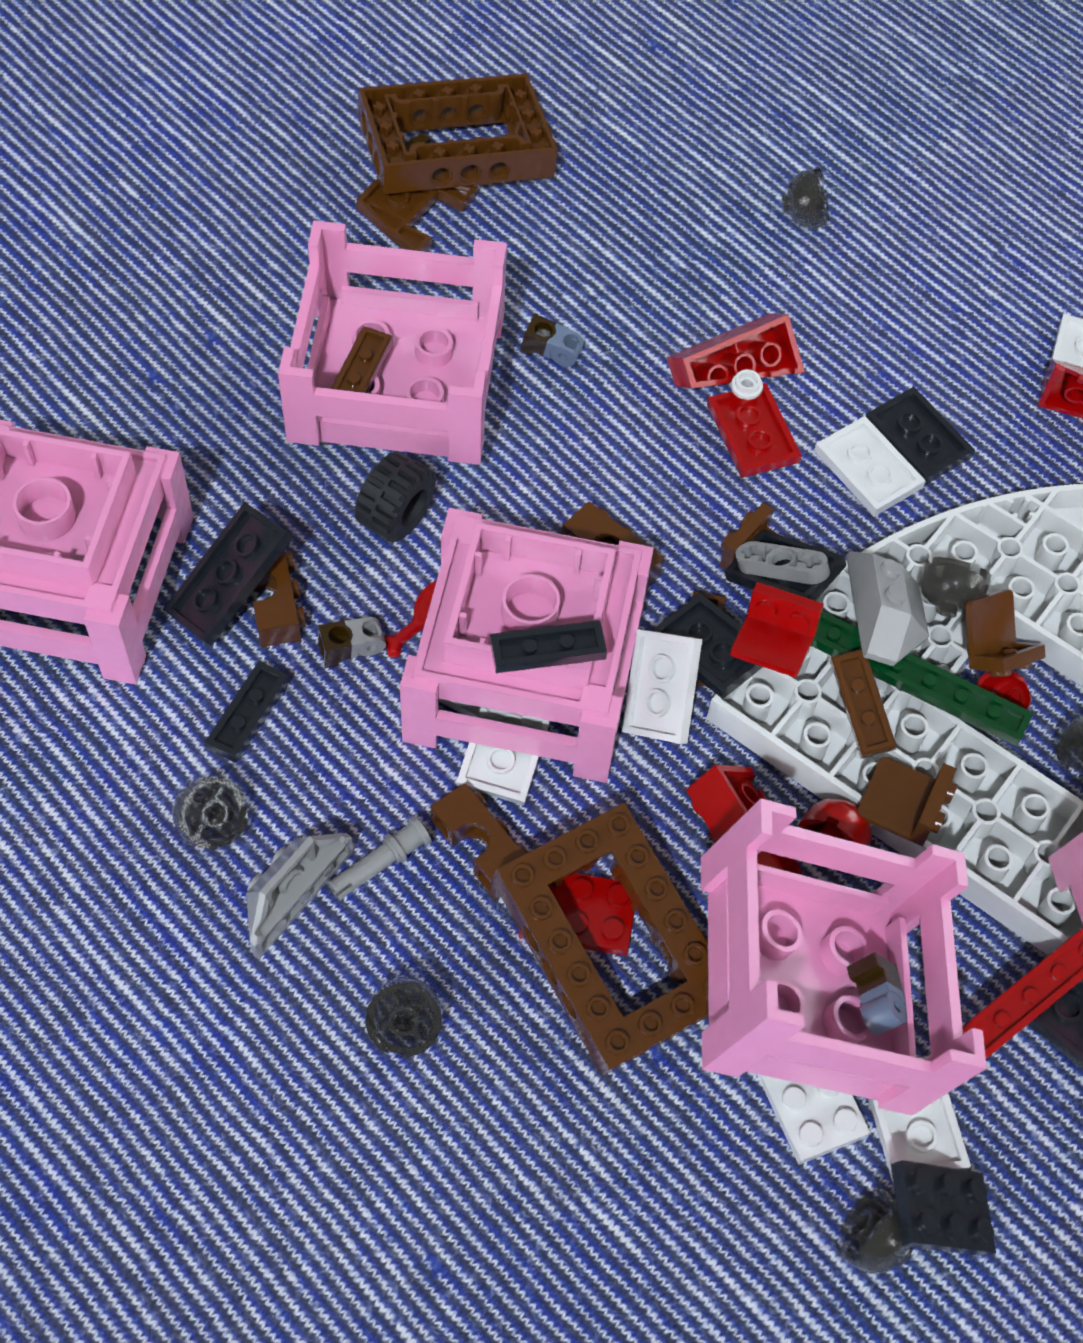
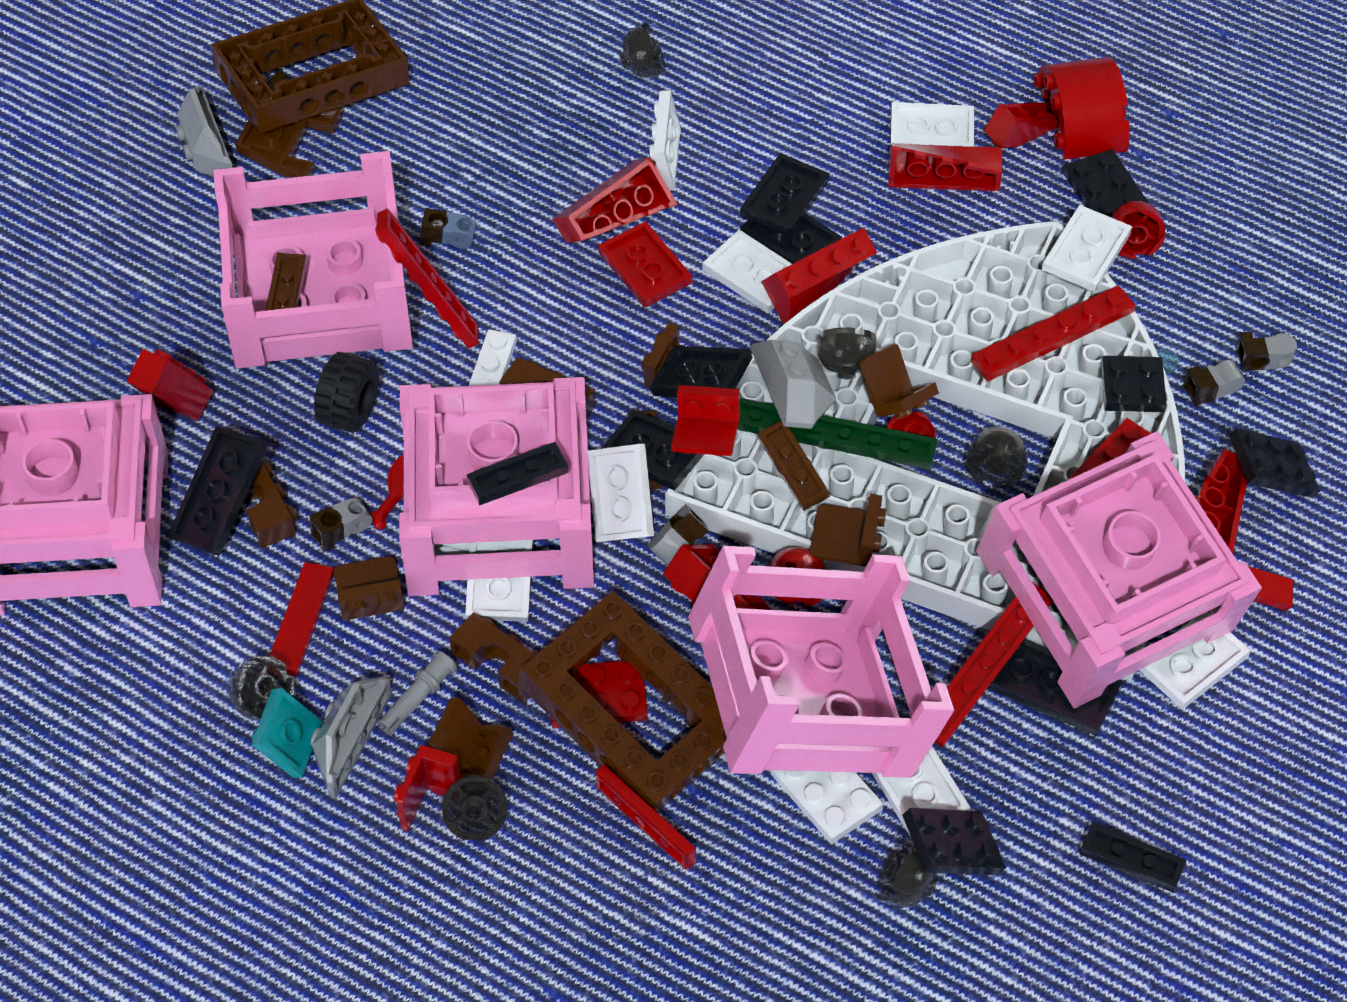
camera: 10 degrees left, 5 degrees down
(208, 443) = (170, 383): none -> red wedge
(222, 871) = (286, 732): none -> teal tile
(247, 711) = (266, 602): black plate -> none
(279, 738) = (302, 616): none -> red tile
(325, 179) = (201, 134): none -> light grey wedge
(356, 958) = (426, 770): none -> red bracket
(360, 722) = (368, 588): none -> reddish brown bracket
(417, 938) = (476, 745): none -> reddish brown bracket
(511, 390) = (424, 274): none -> red plate
(562, 499) = (493, 358): none -> white plate
(595, 1078) = (645, 817): none -> red tile
(714, 747) = (678, 531): none -> leg
(751, 380) = (629, 226): white plate -> none
(805, 564) = (716, 366): light grey beam -> none
(810, 297) = (667, 137): none -> white plate
(879, 993) = (860, 684): leg -> none
(924, 389) = (784, 194): none -> black plate
(936, 488) = (816, 274): none -> red wedge

